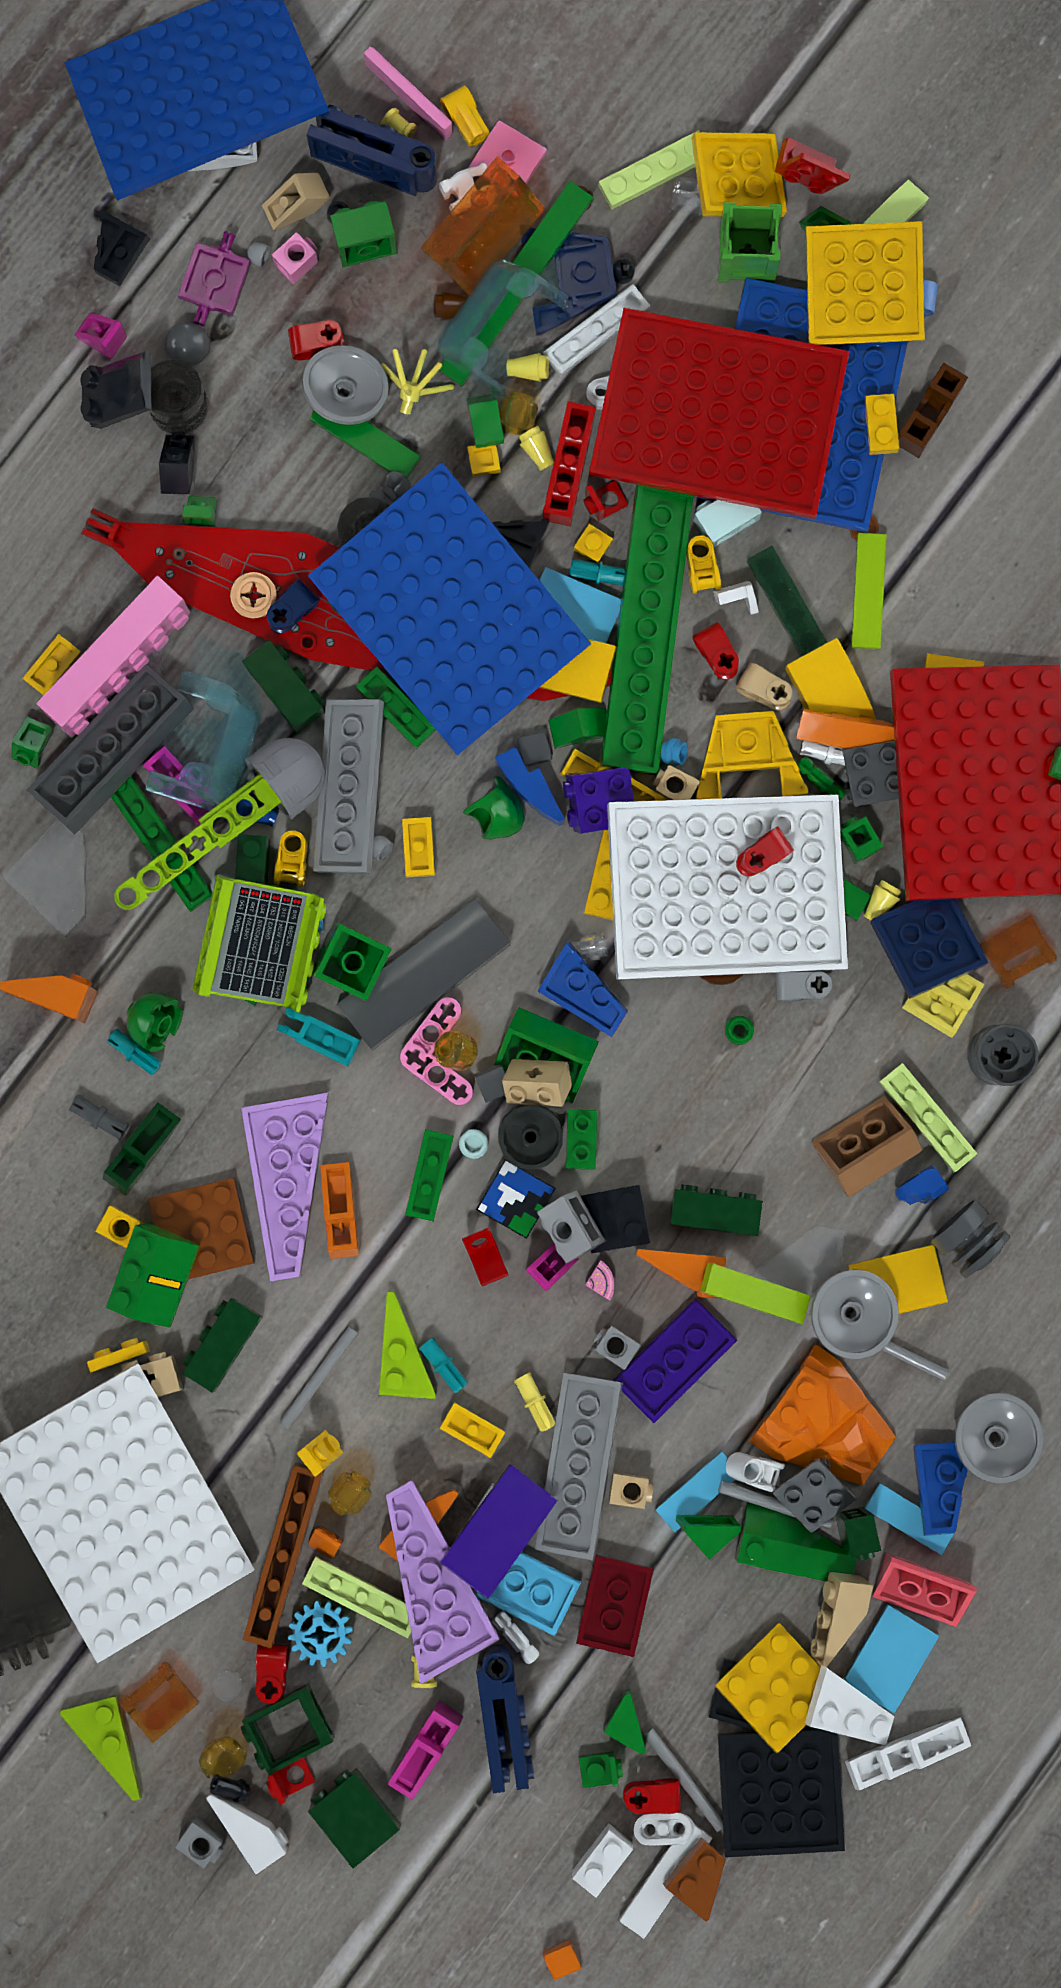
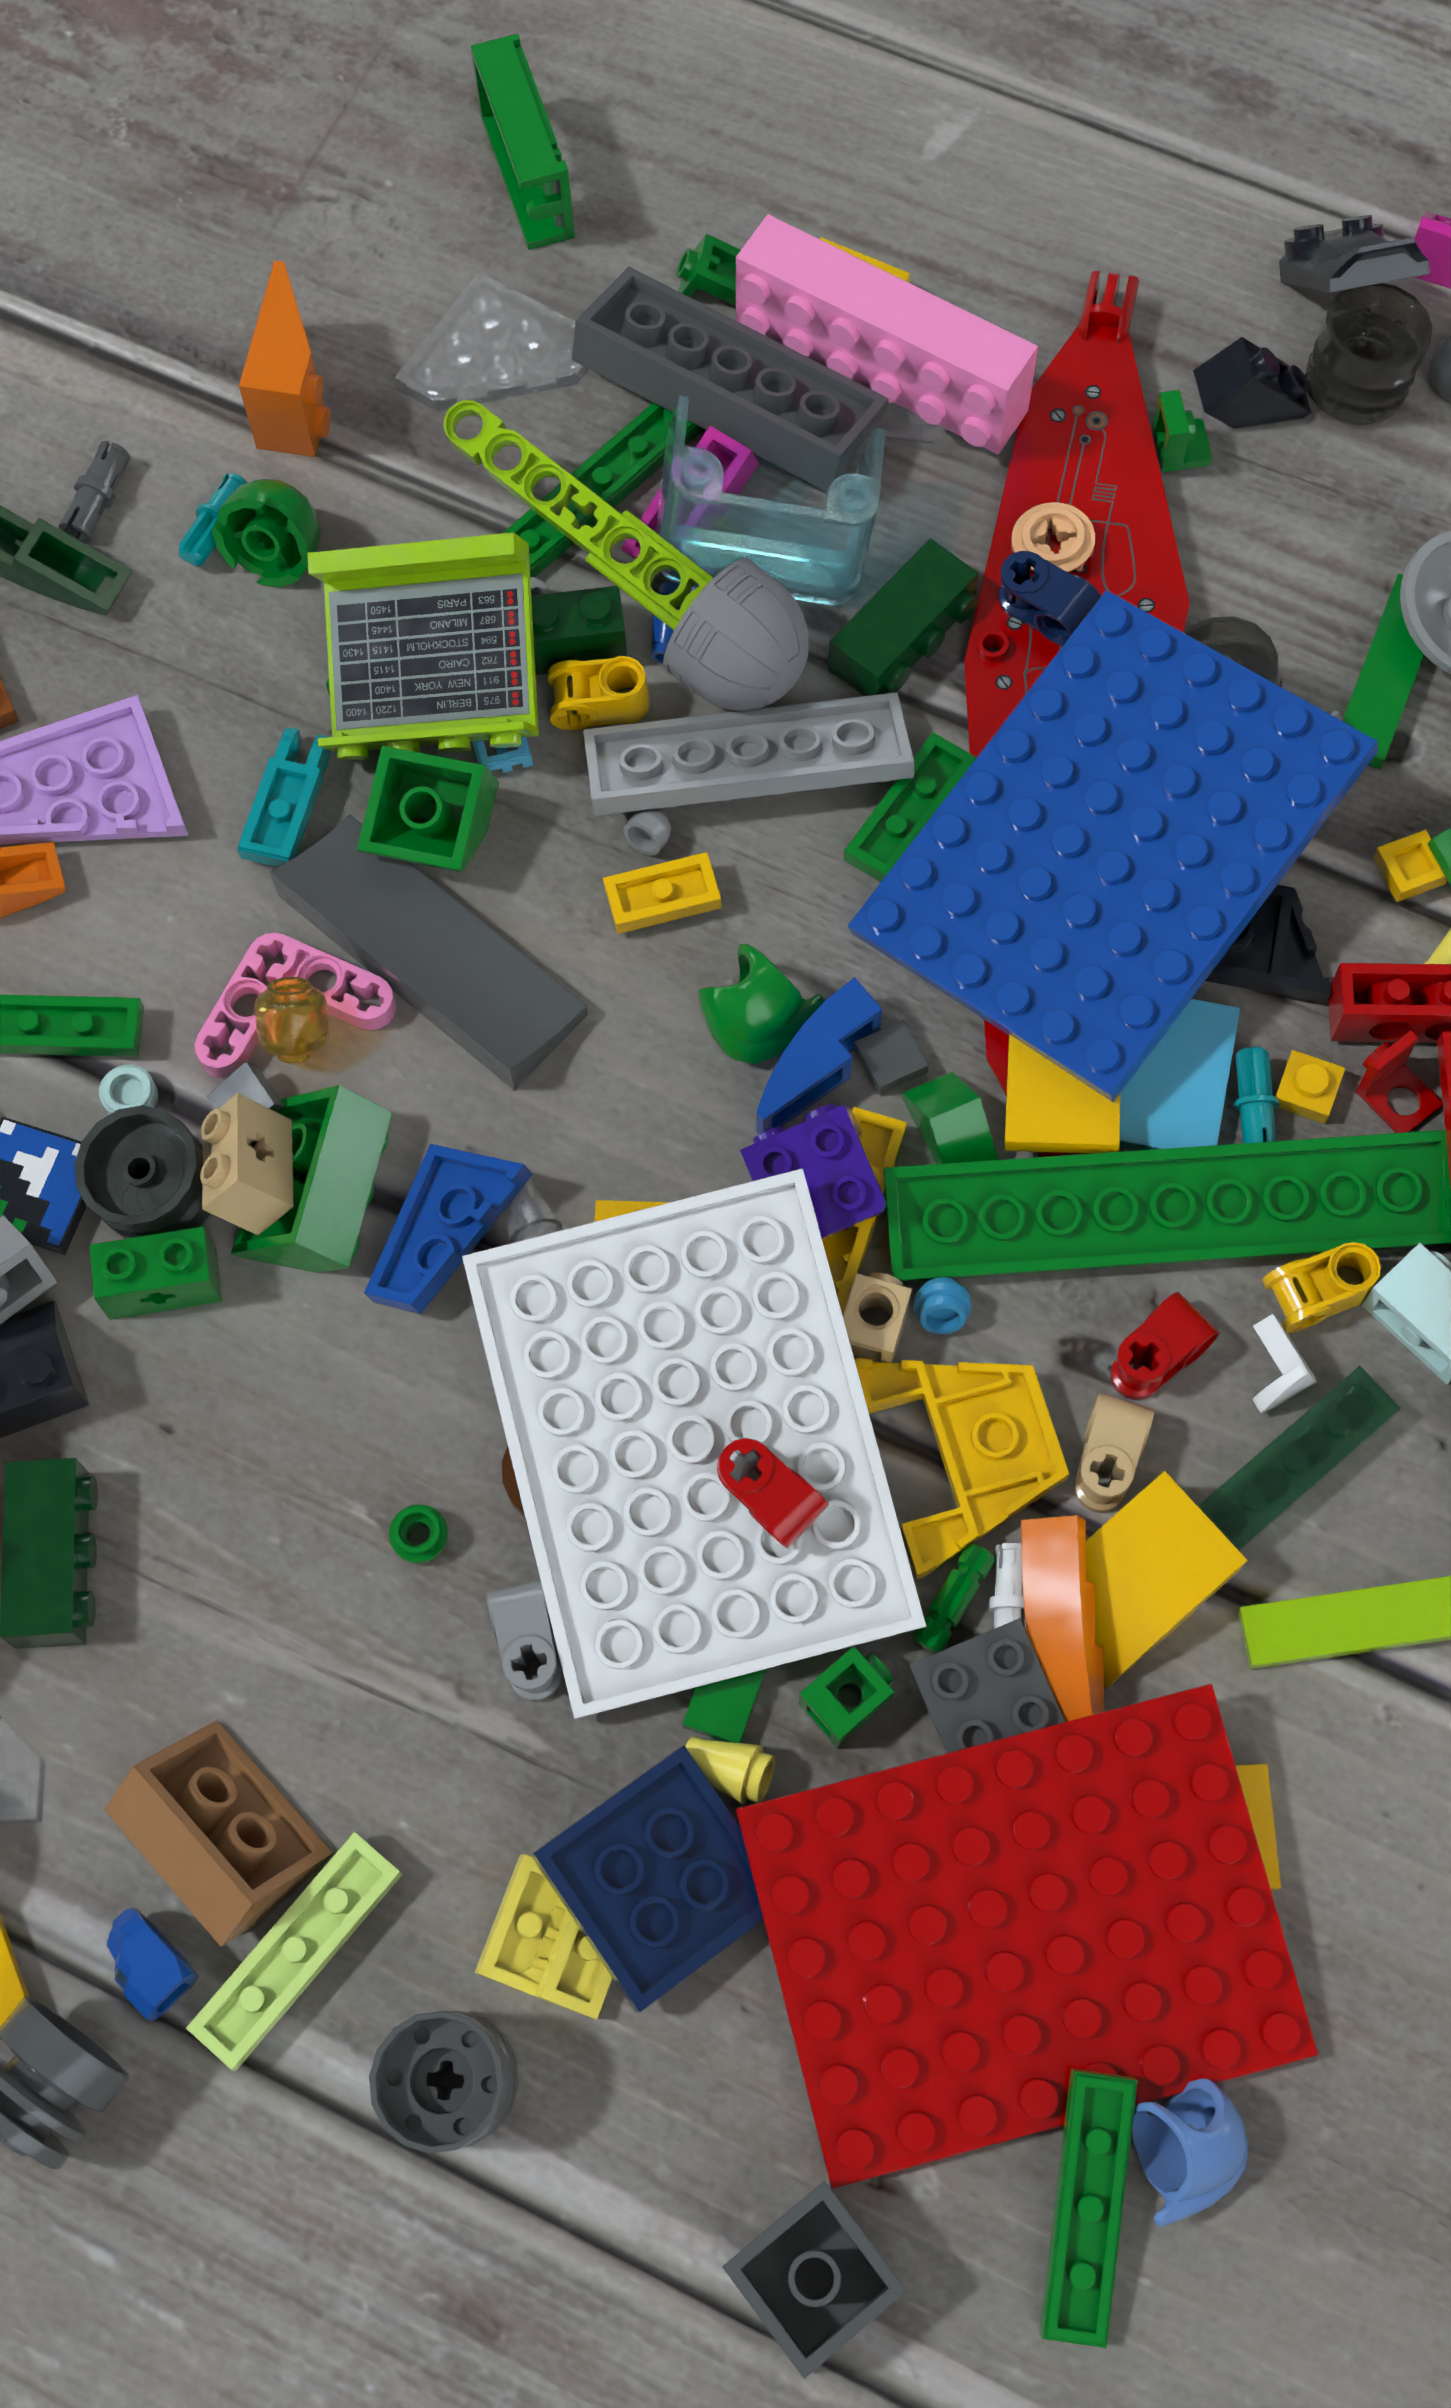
camera: 80 degrees right, 15 degrees down
(1014, 942) = (697, 2067): clear orange plate -> none

